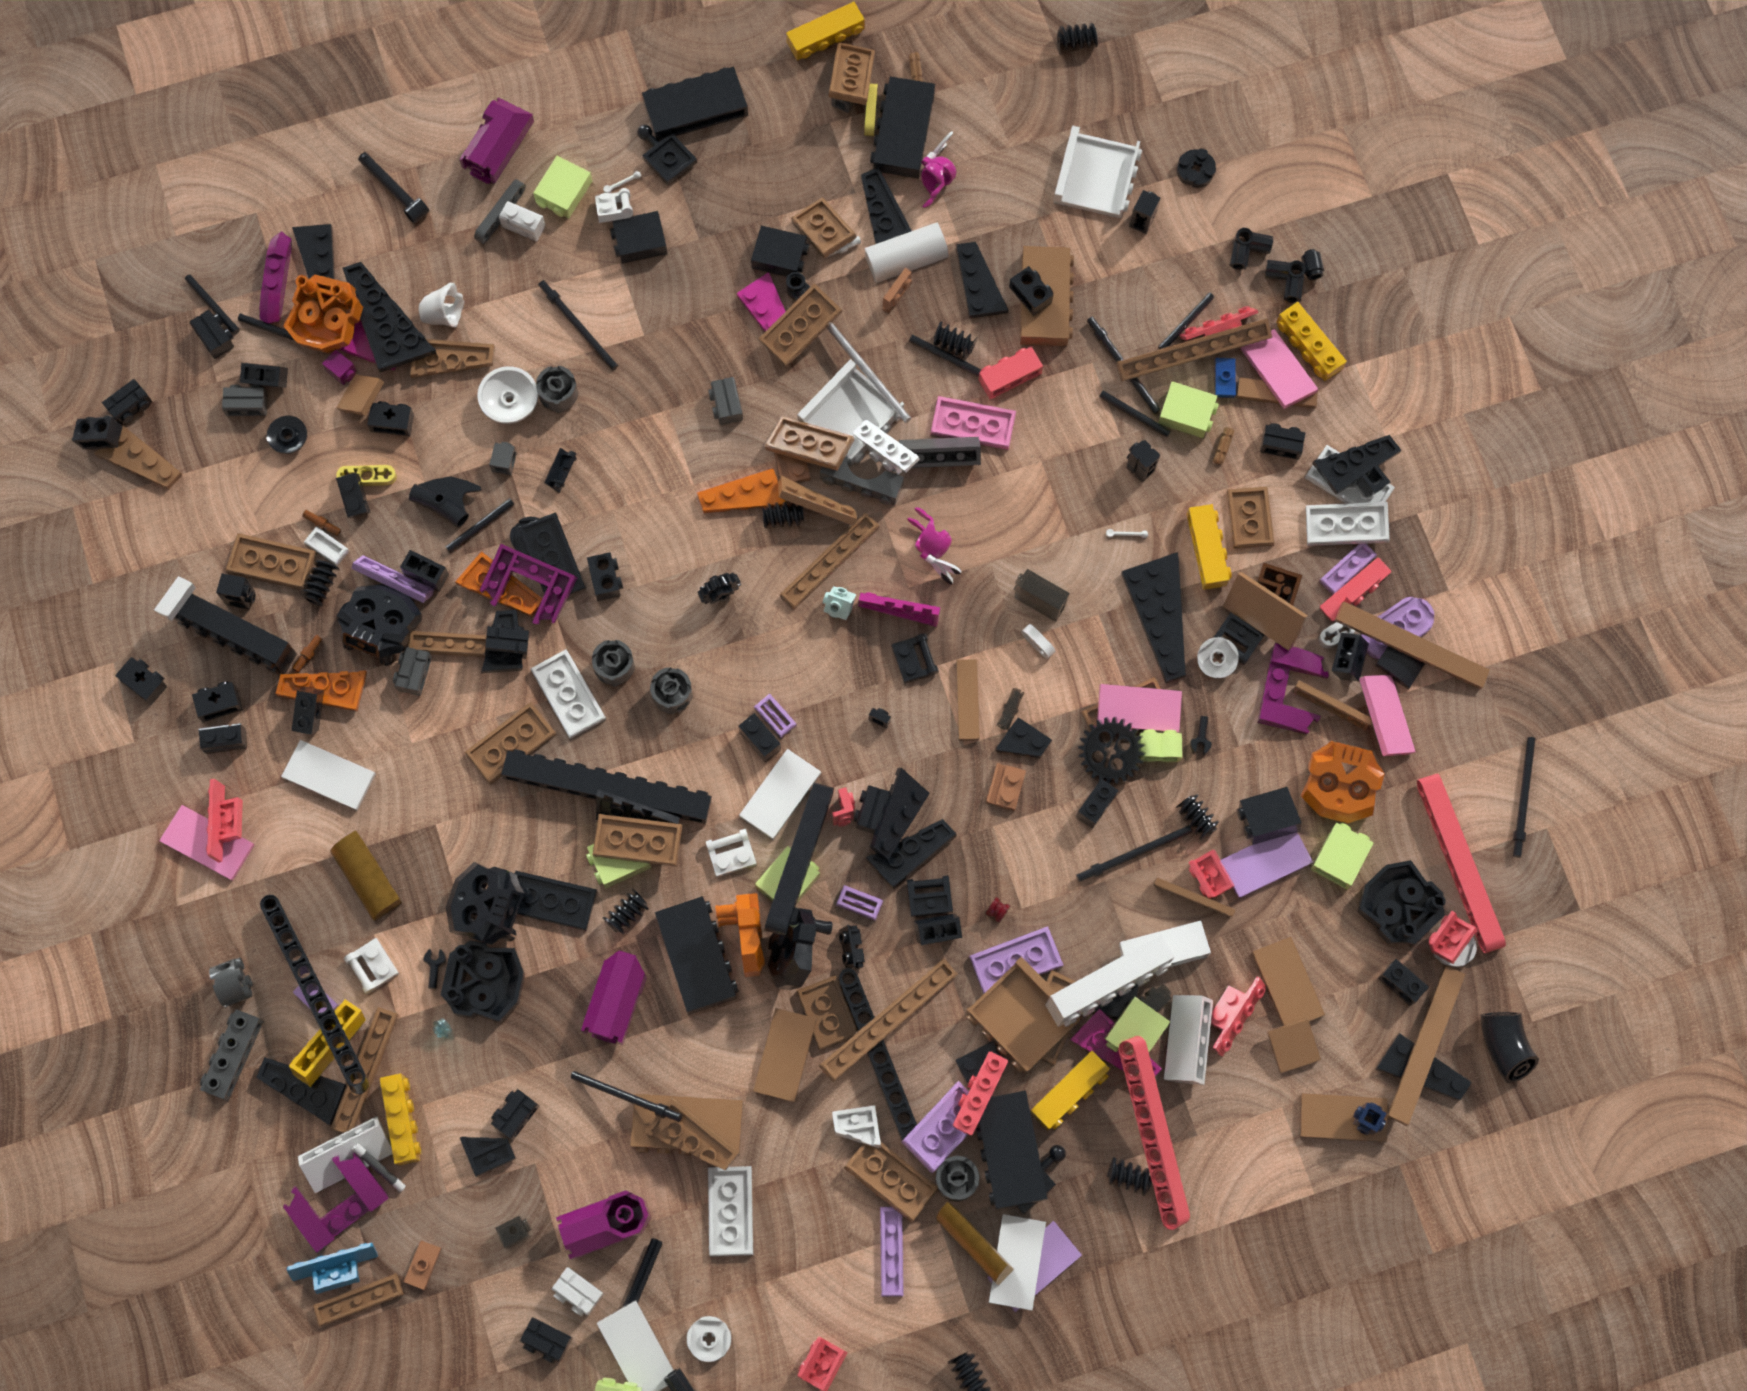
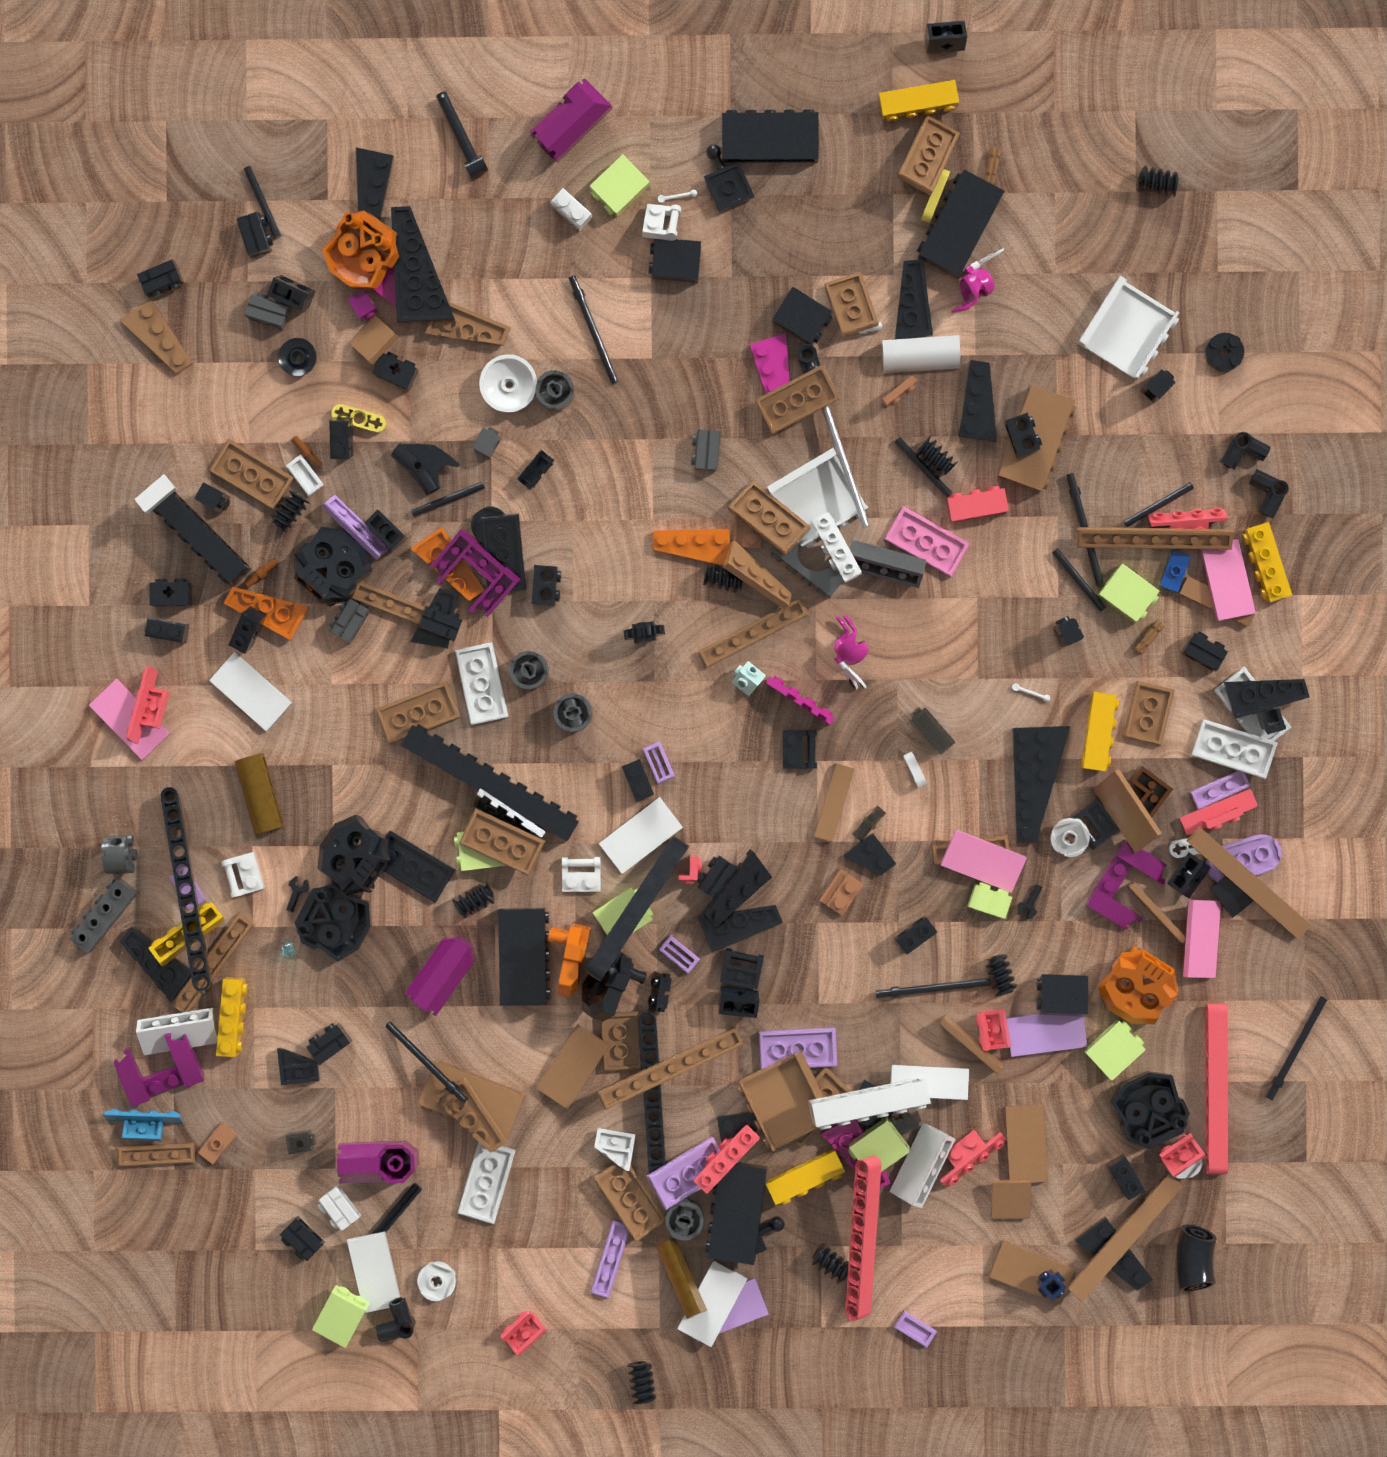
camera: 25 degrees right, 15 degrees up
(97, 433) = (125, 305): black brick -> none
(132, 673) = (100, 546): black brick -> none
(265, 326) = (303, 238): black bar -> none
(275, 278) = (327, 195): magenta brick -> none
(378, 1167) = (202, 1052): dark grey bar -> none
(436, 312) = (468, 276): white piece -> none
(492, 220) = (545, 198): dark grey beam -> none
(880, 717) = (751, 794): black plate -> none
(998, 910) = (796, 1000): dark red wheel -> none
(1128, 757) = (958, 904): black gear -> none
(1243, 1220) = (915, 1329): none -> lavender tile
(1313, 264) = (1298, 486): black brick -> none

